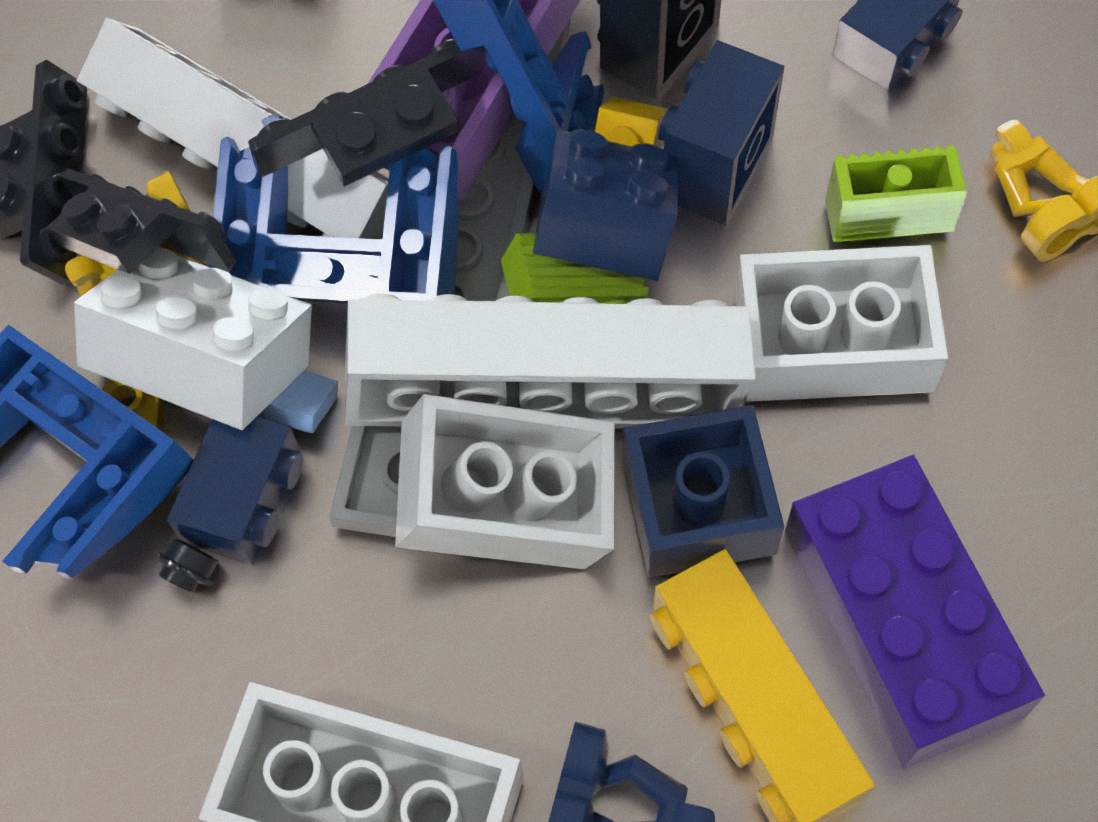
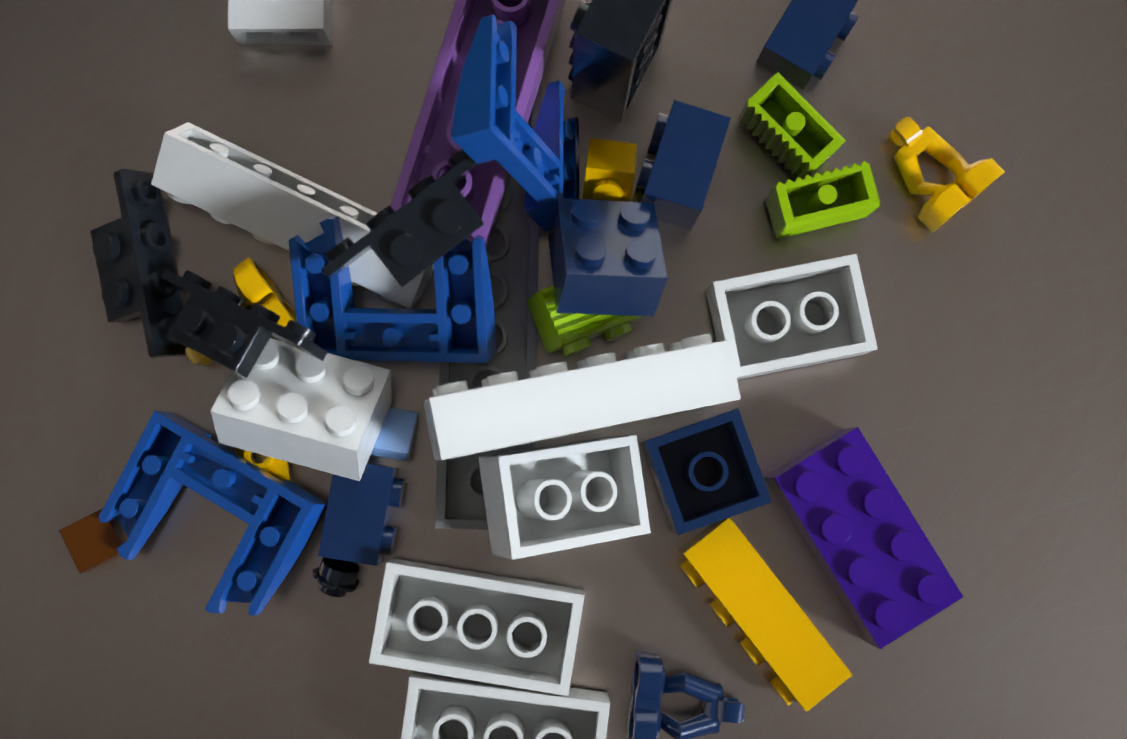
camera: 20 degrees left, 20 degrees up
(358, 638) = (477, 626): none -> white brick
(860, 105) = (790, 127): none -> lime brick

